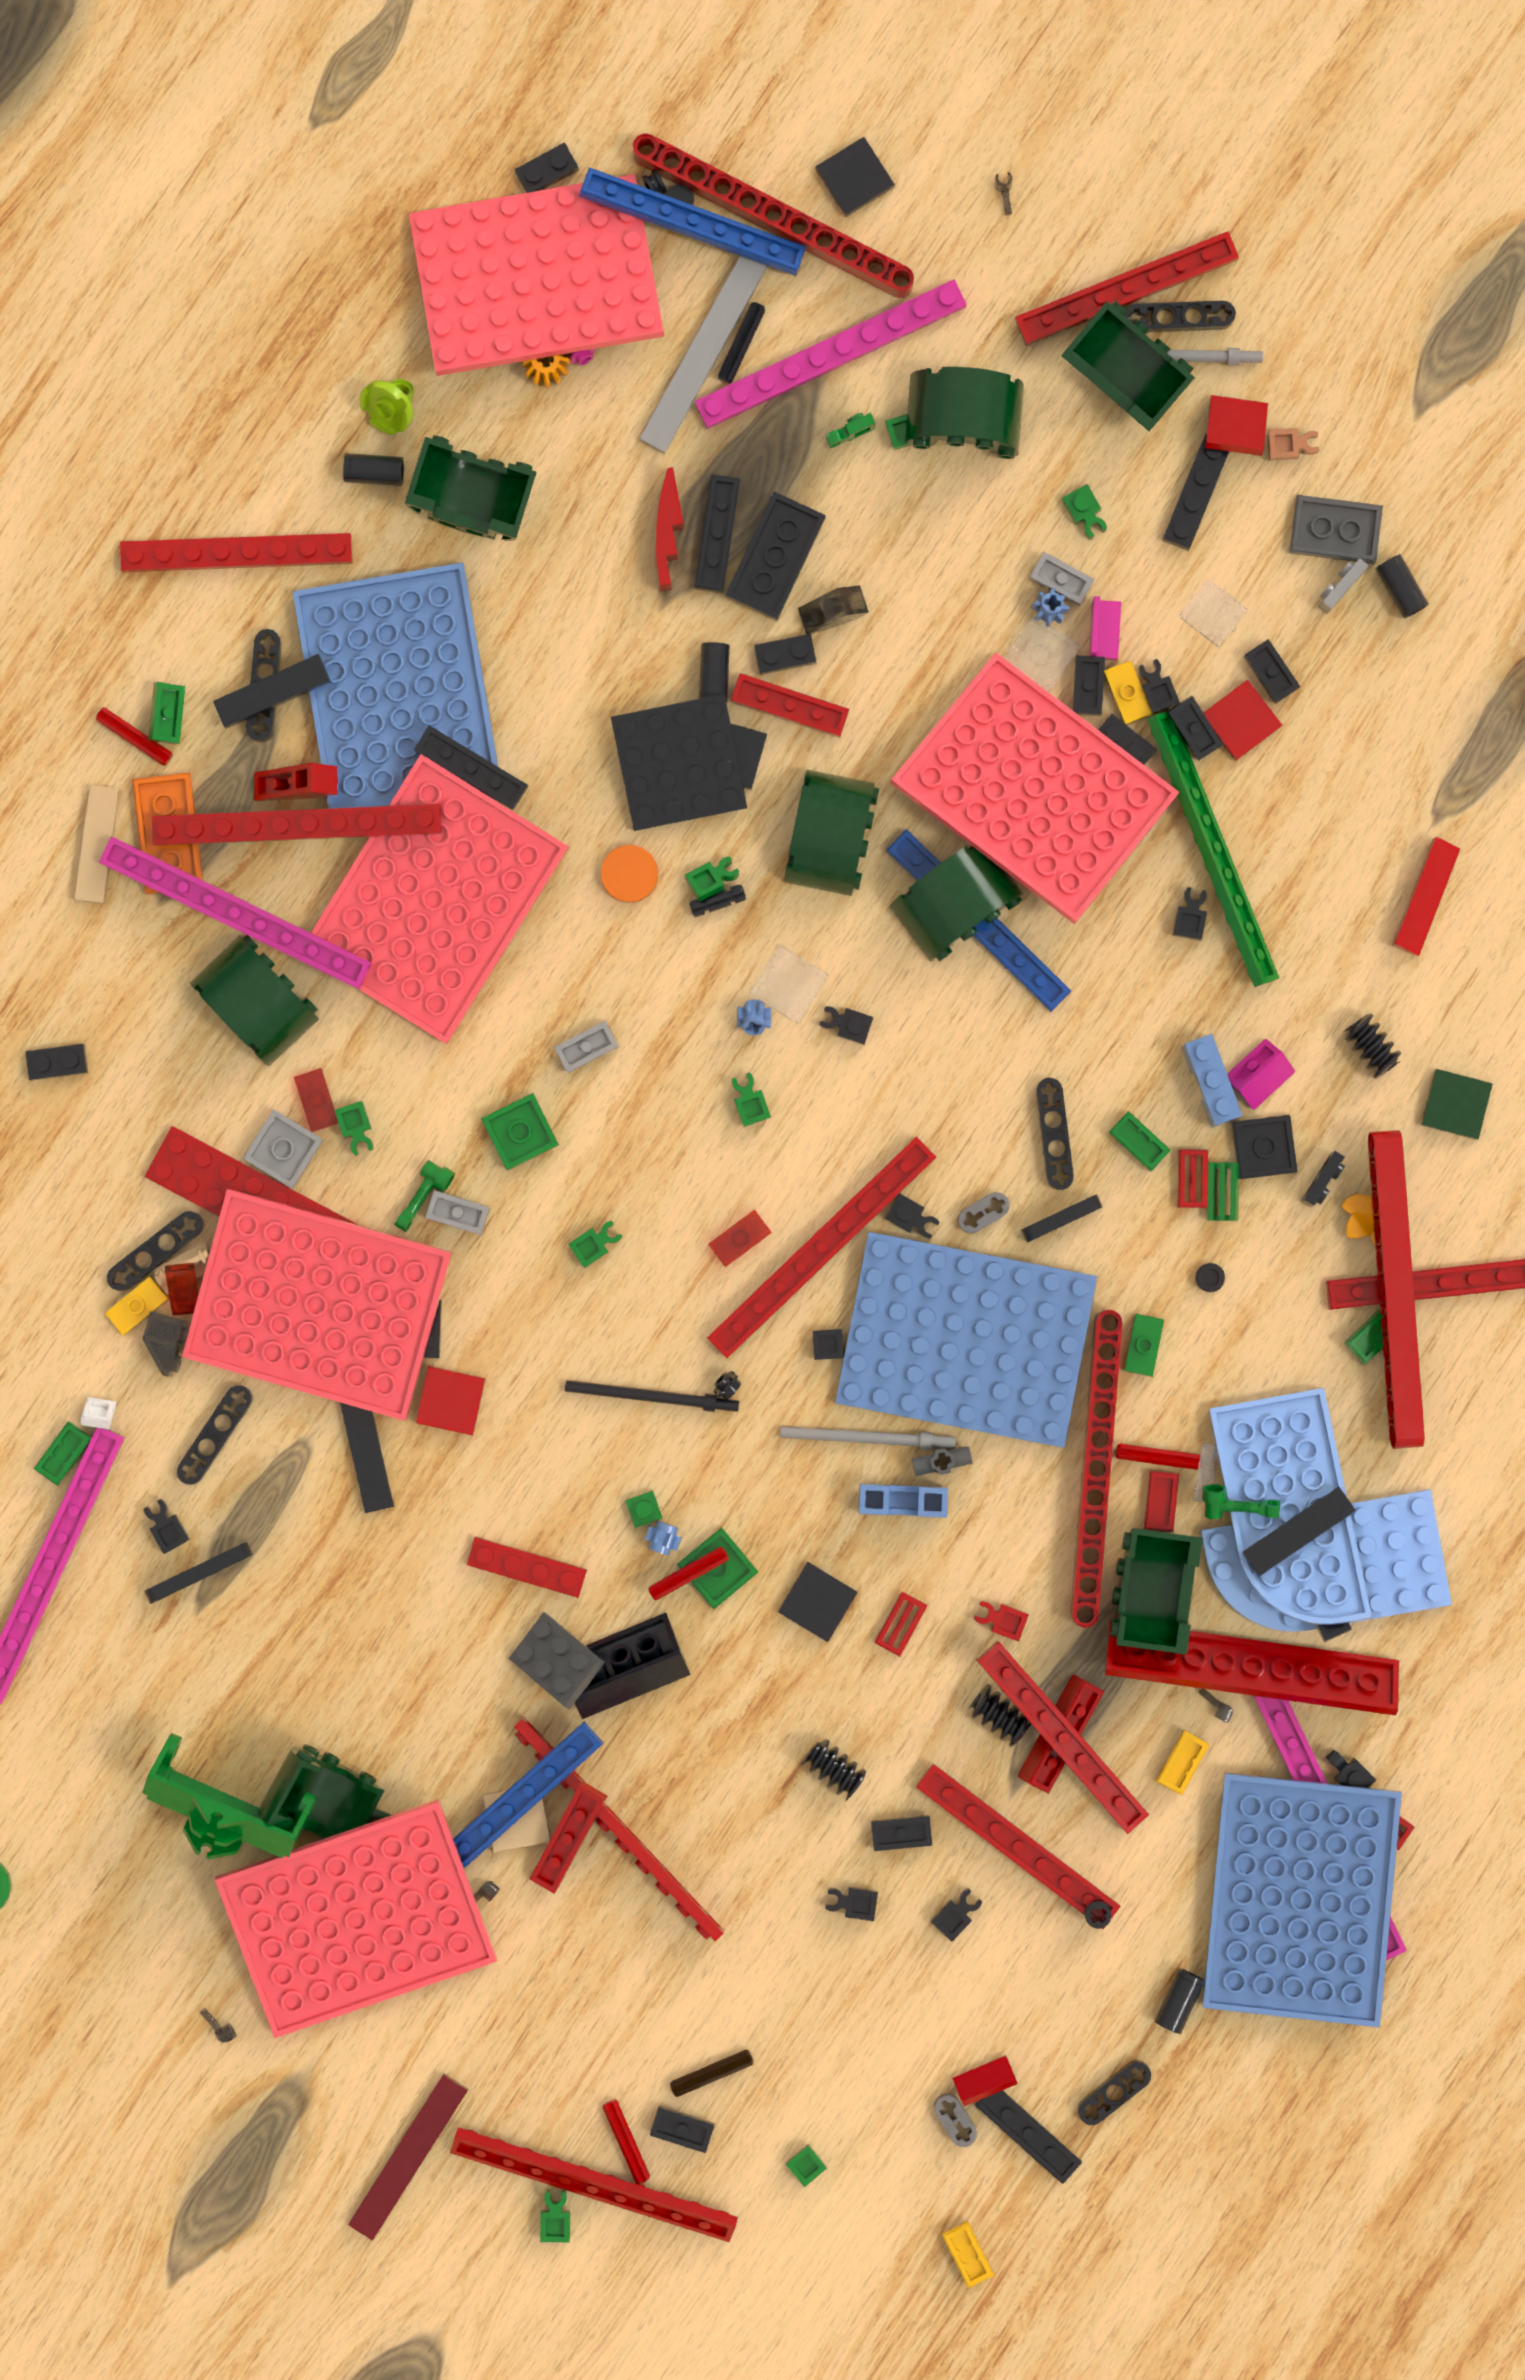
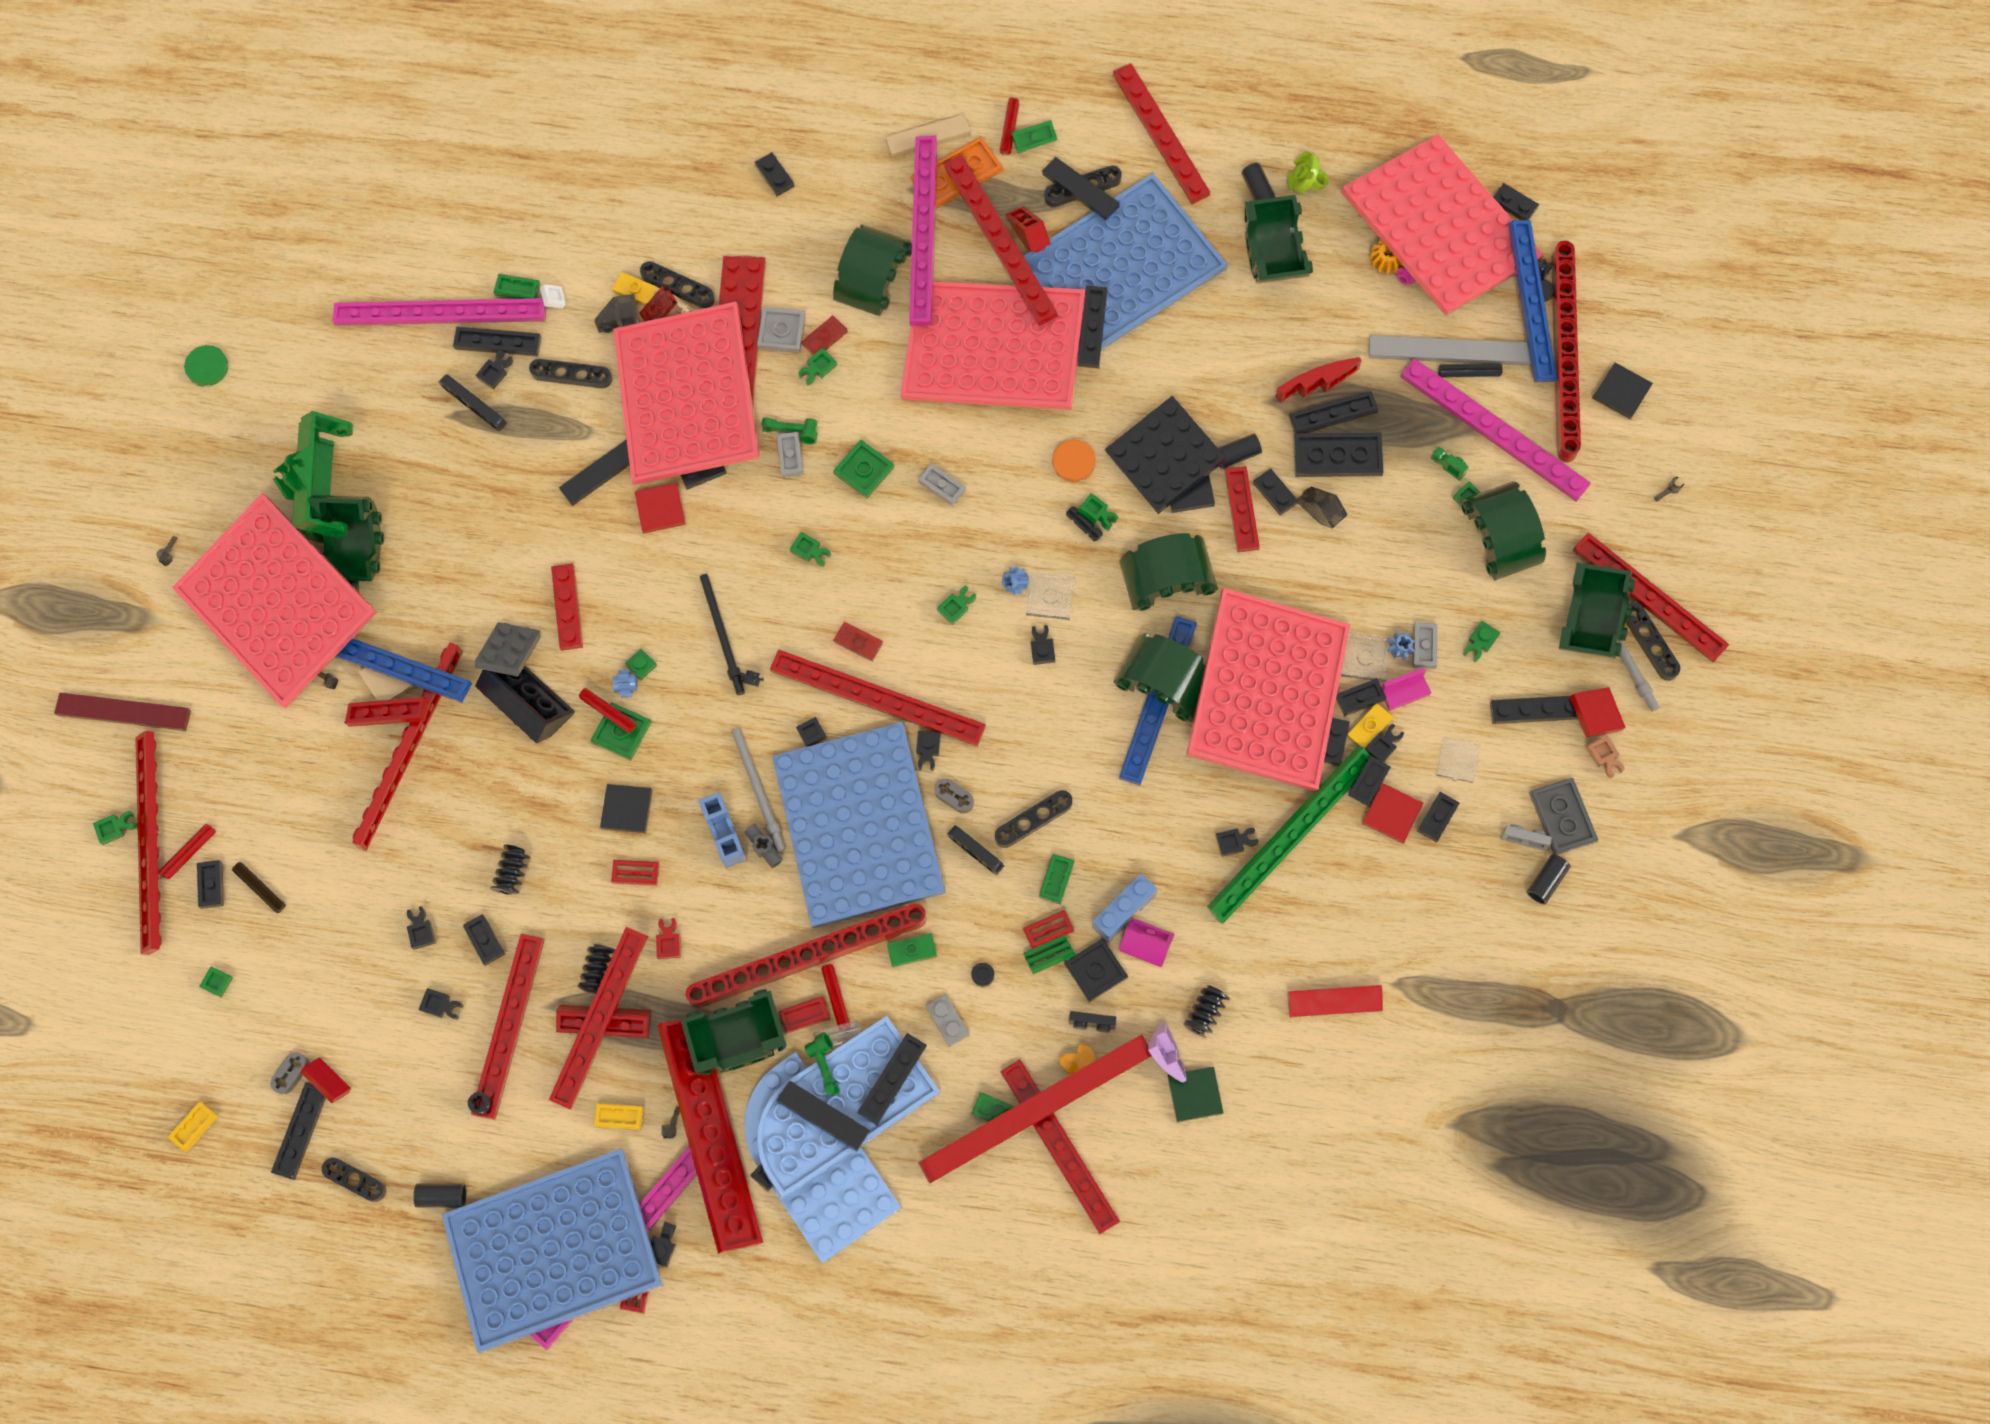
camera: 70 degrees right, 15 degrees down
(127, 1508) = (495, 340): none -> black plate
(1244, 1342) = (947, 1020): none -> light grey plate
(1290, 1435) = (892, 1079): none -> black plate
(1399, 1115) = (1165, 1052): none -> lavender brick

